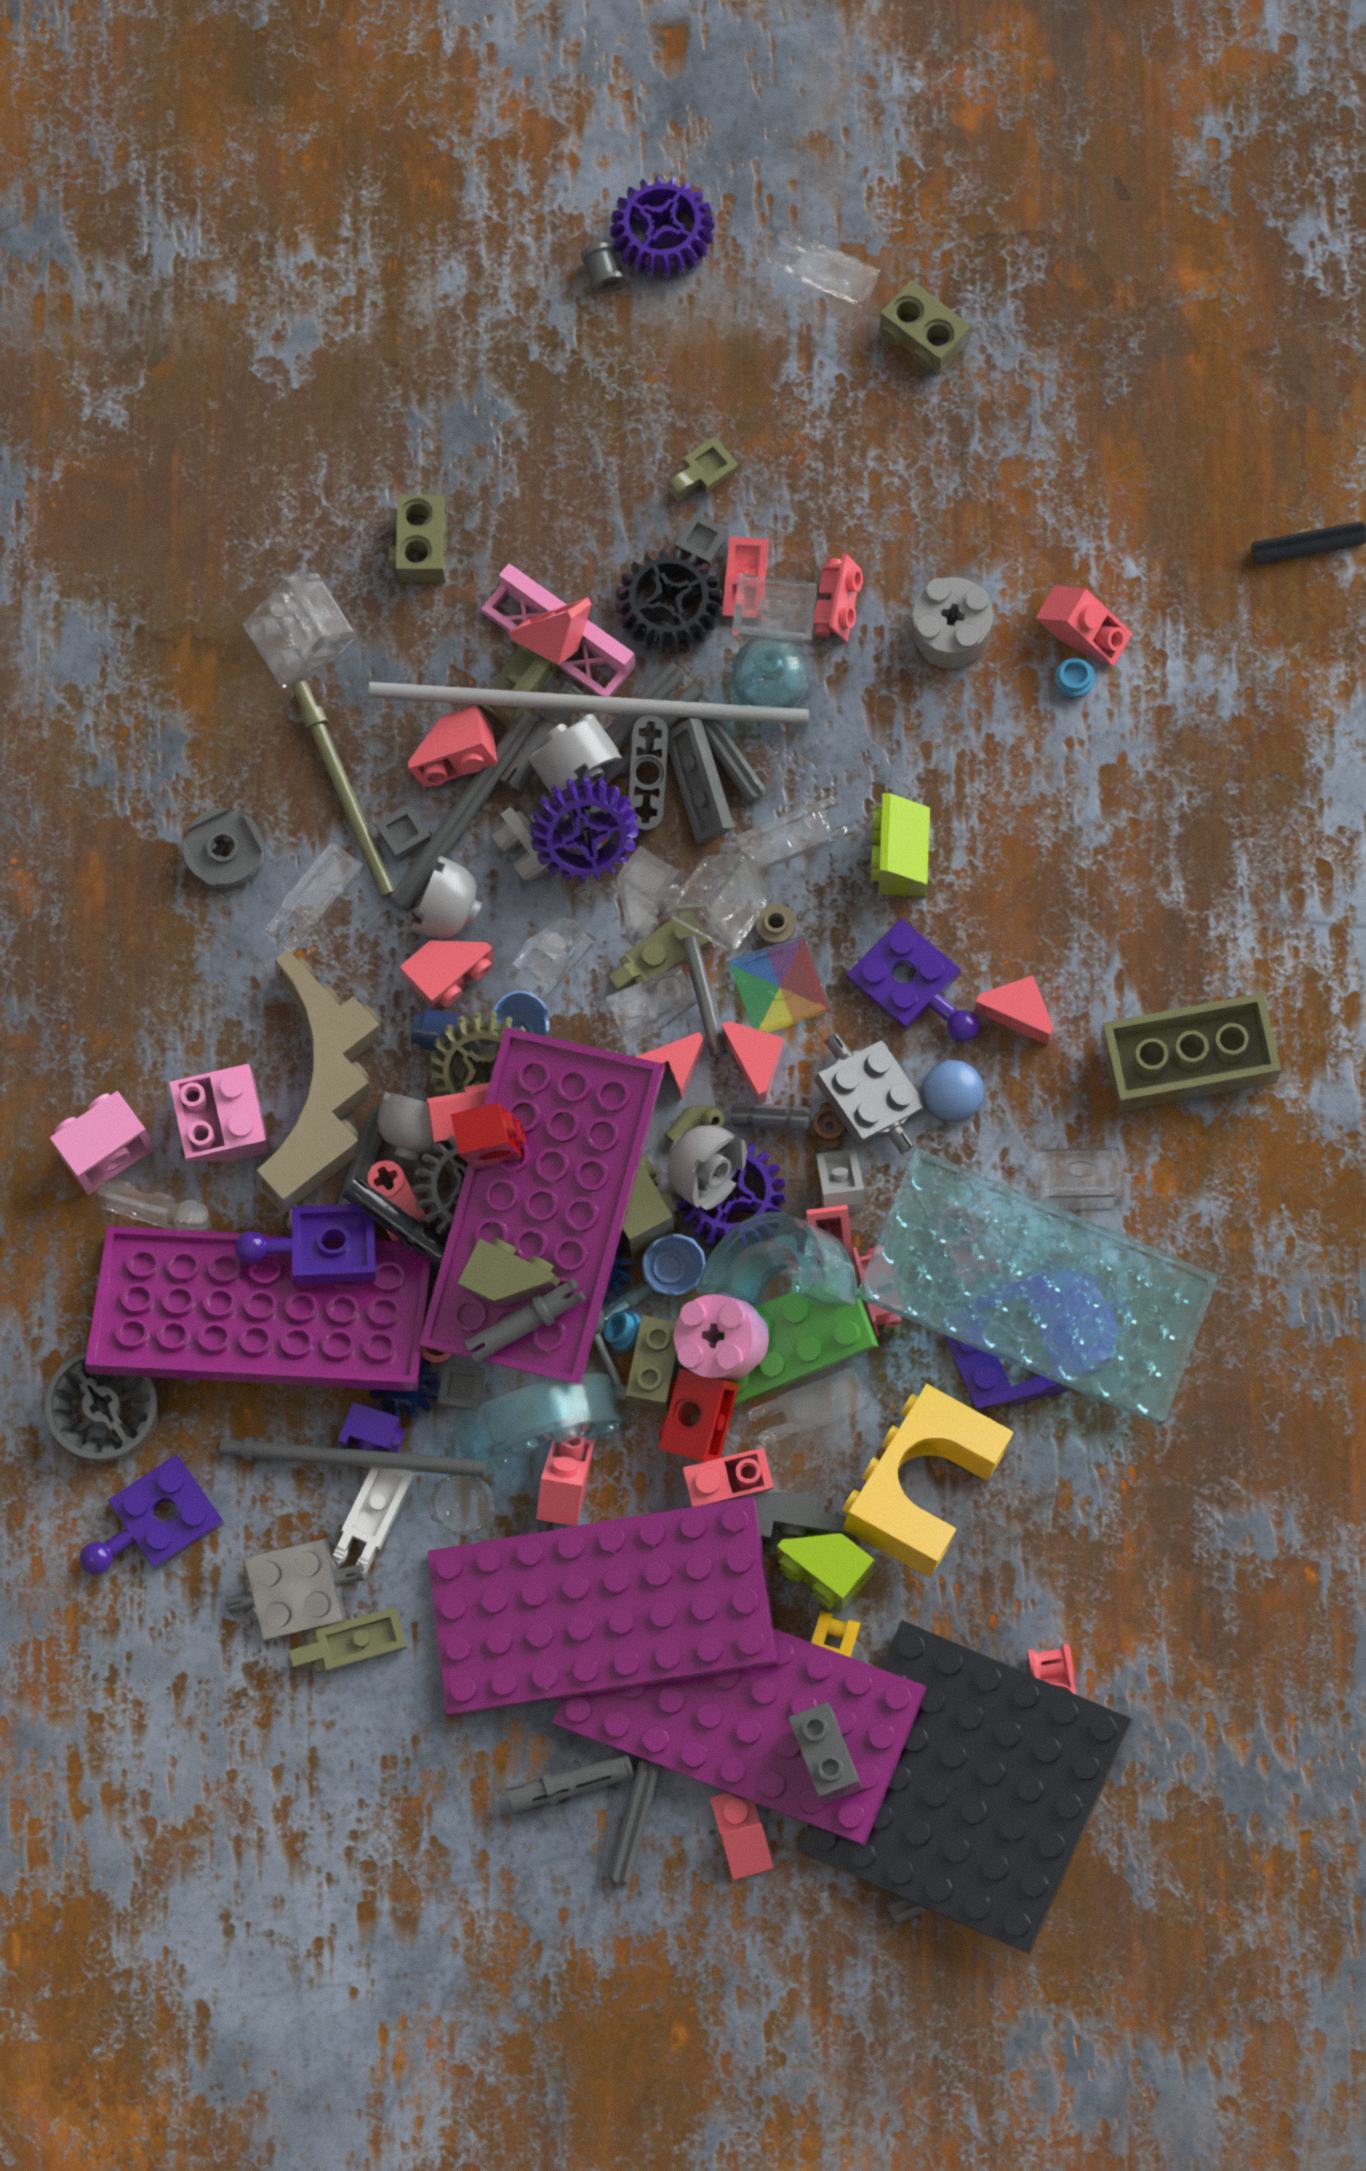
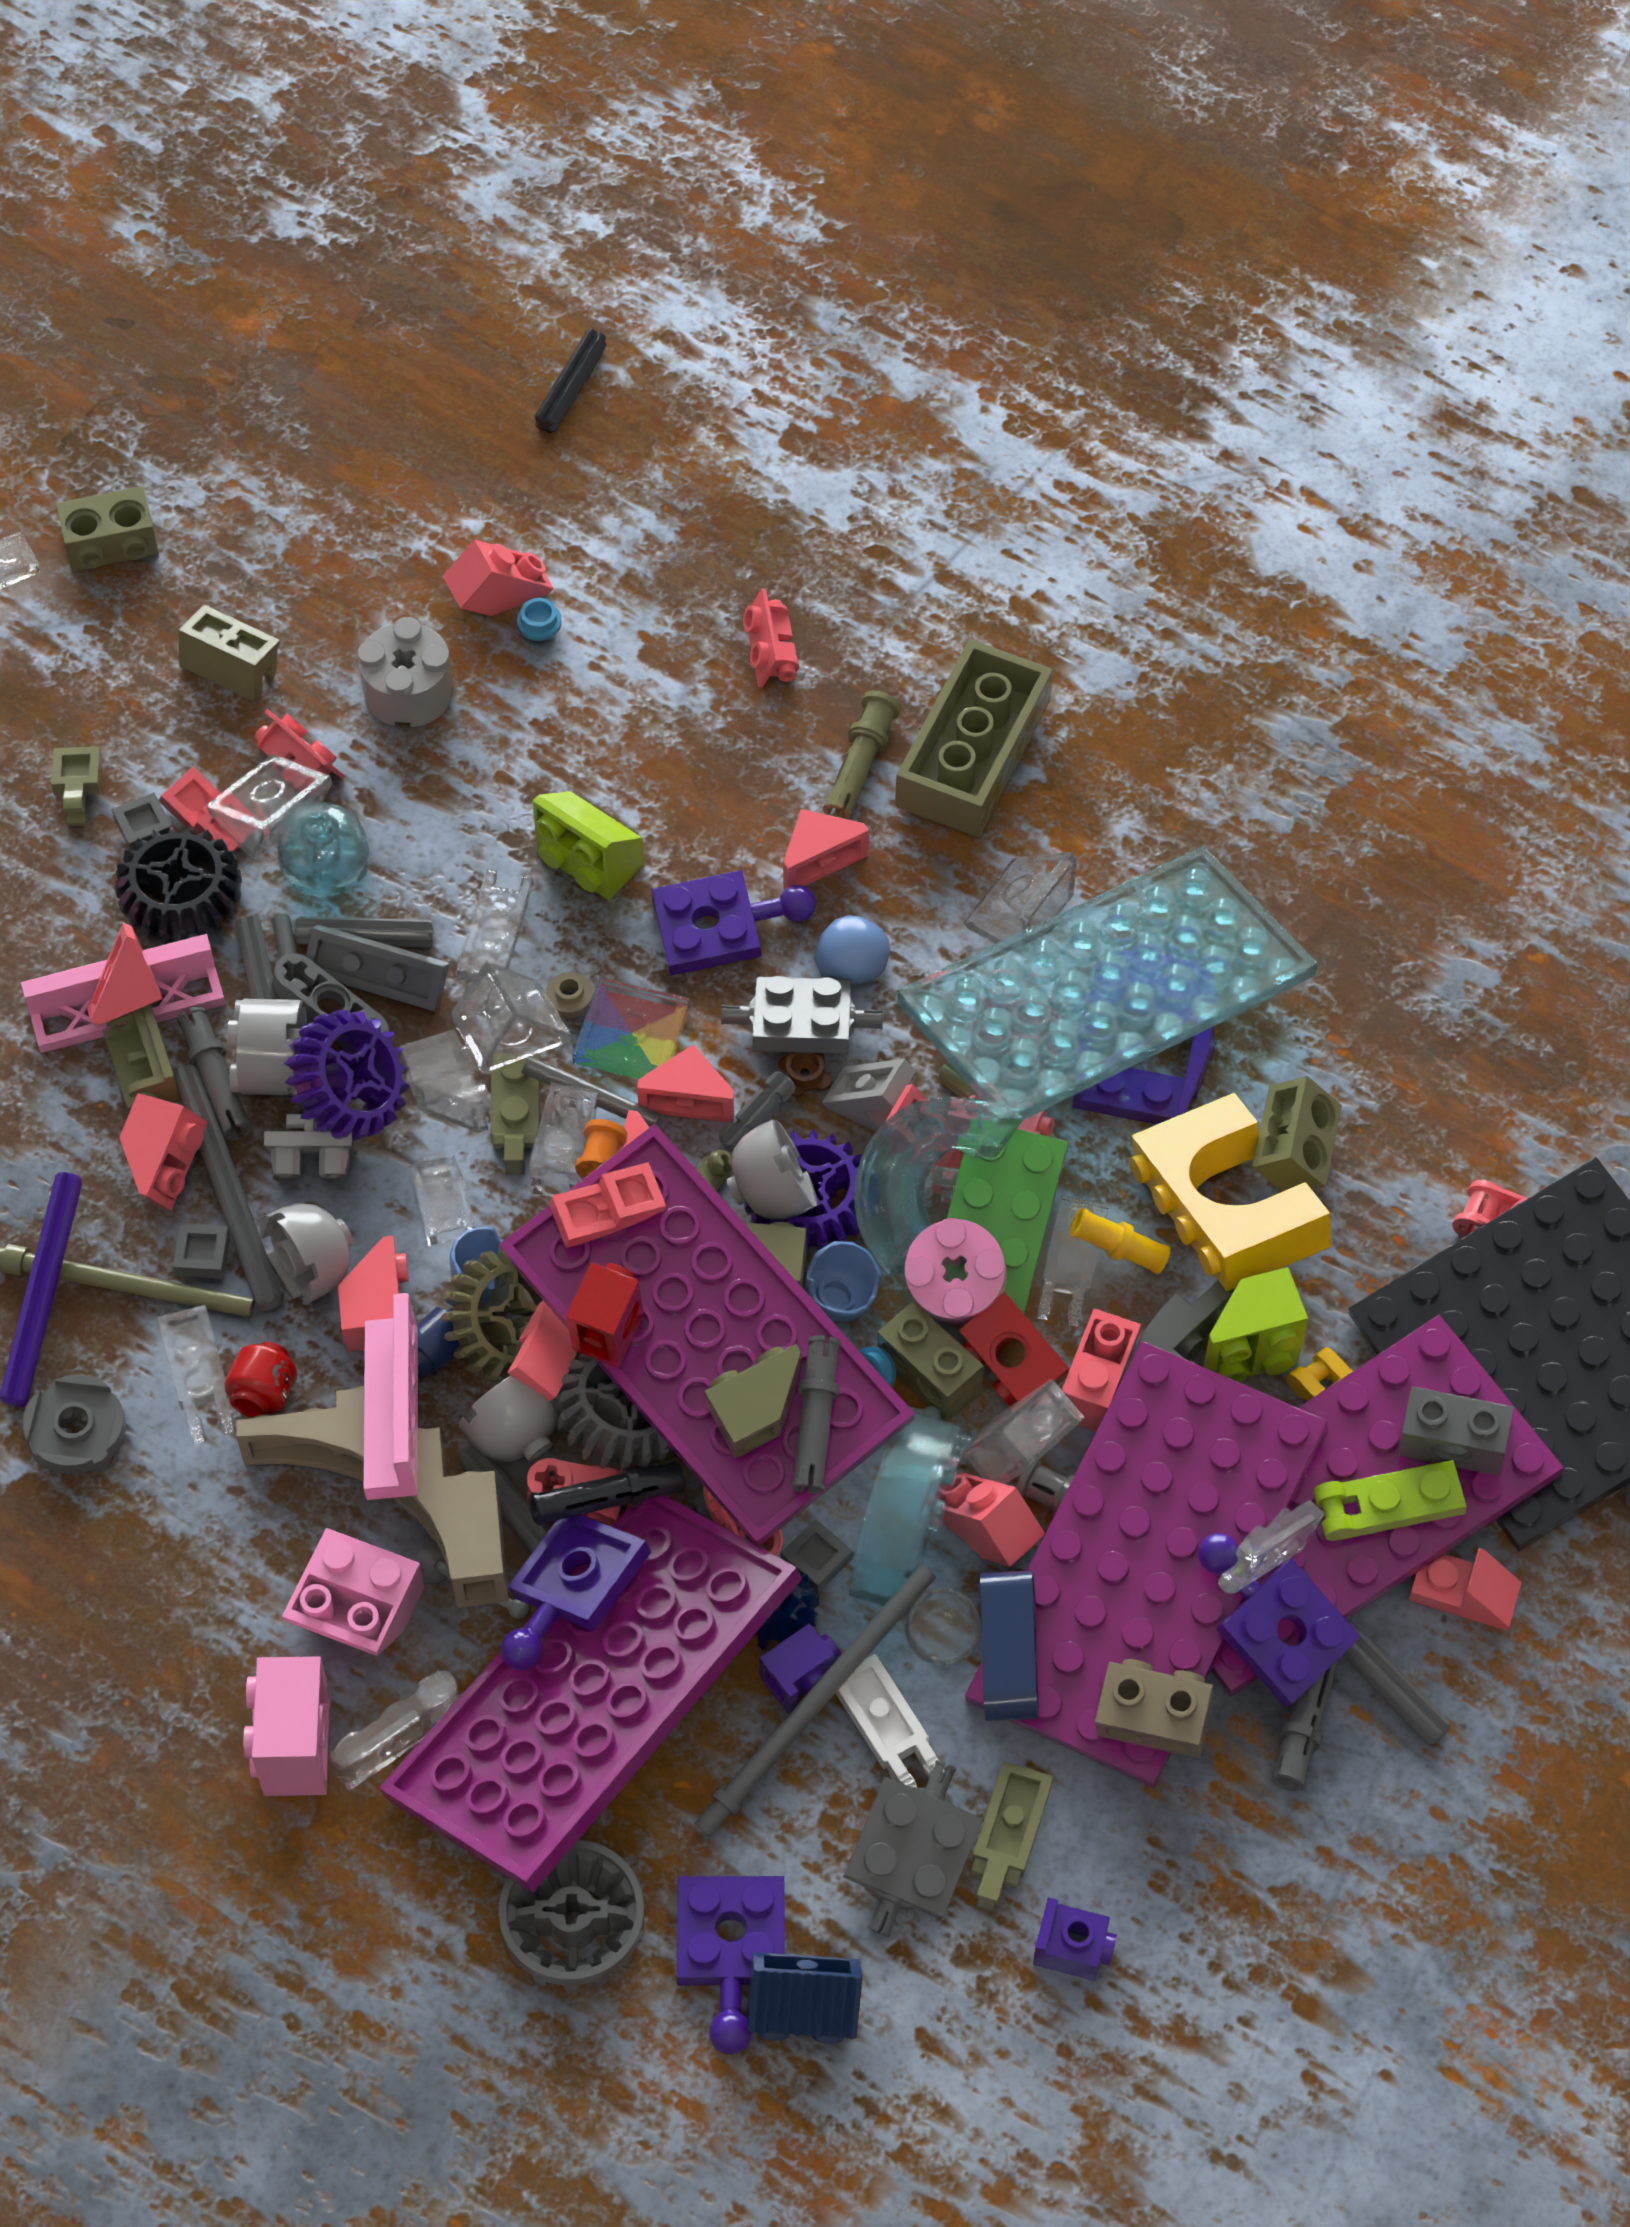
camera: 60 degrees left, 15 degrees down
(144, 1588) = (804, 1997): none -> dark blue brick
(294, 1716) = (1060, 1953): none -> dark purple brick
(299, 753) = (41, 1289): none -> dark purple axle
(334, 941) = (260, 1379): none -> red head
(360, 1040) = (391, 1404): none -> bright pink fence
(468, 1557) = (1009, 1646): none -> dark blue beam
(484, 1681) = (1155, 1708): none -> dark tan brick
(577, 1077) = (607, 1207): none -> coral slope
(588, 703) = (214, 1007): light grey piece -> none
(616, 1499) = (1043, 1485): none -> dark grey bush
(627, 1712) = (1254, 1623): none -> dark purple plate
(631, 1462) = (1022, 1433): none -> clear slope
(641, 1679) = (1271, 1545): none -> clear hinge
(647, 1037) = (602, 1142): none -> orange bush
(752, 1742) = (1391, 1500): none -> lime plate
(839, 1430) = (1119, 1241): none -> yellow pin
(882, 488) = (227, 652): none -> olive hinge
(1013, 1498) = (1297, 1134): none -> olive brick
(1141, 978) = (867, 739): none -> olive pin
(1188, 838) = (766, 625): none -> coral hinge

